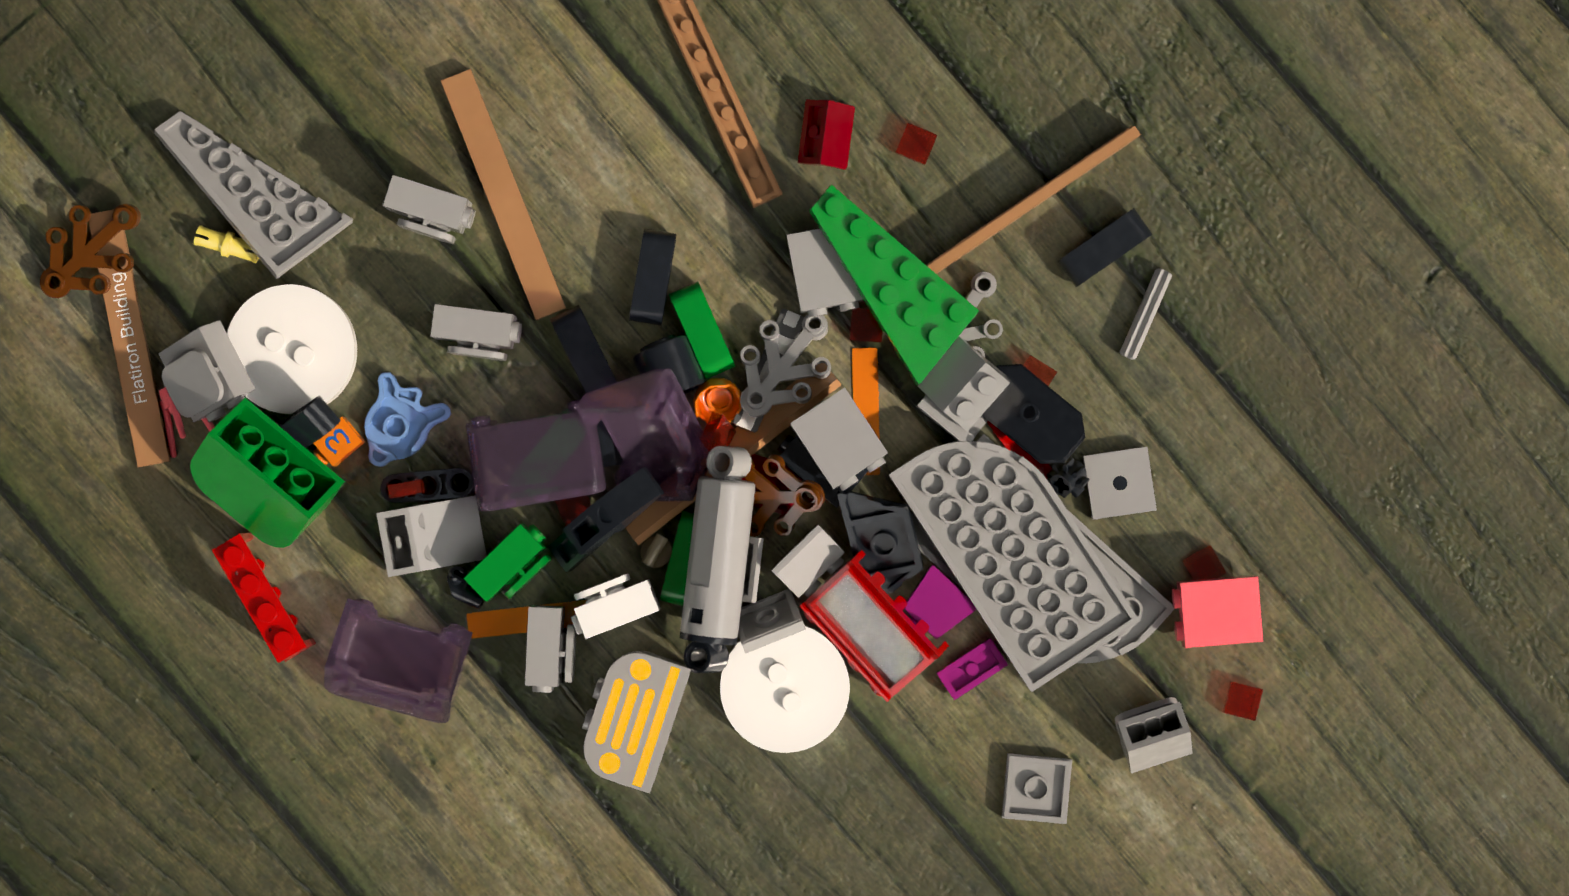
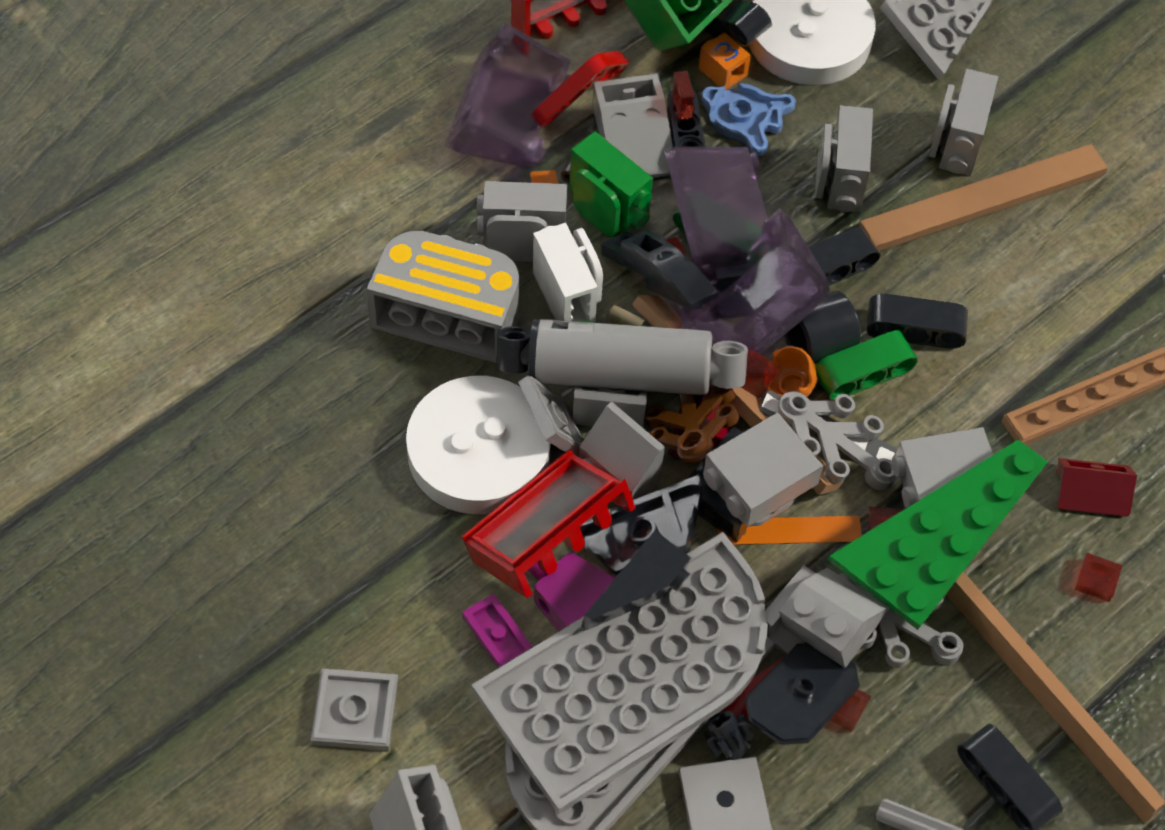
camera: 90 degrees right, 30 degrees down
(382, 580) = (598, 68): none -> red beam
(945, 547) = (643, 580): none -> black slope

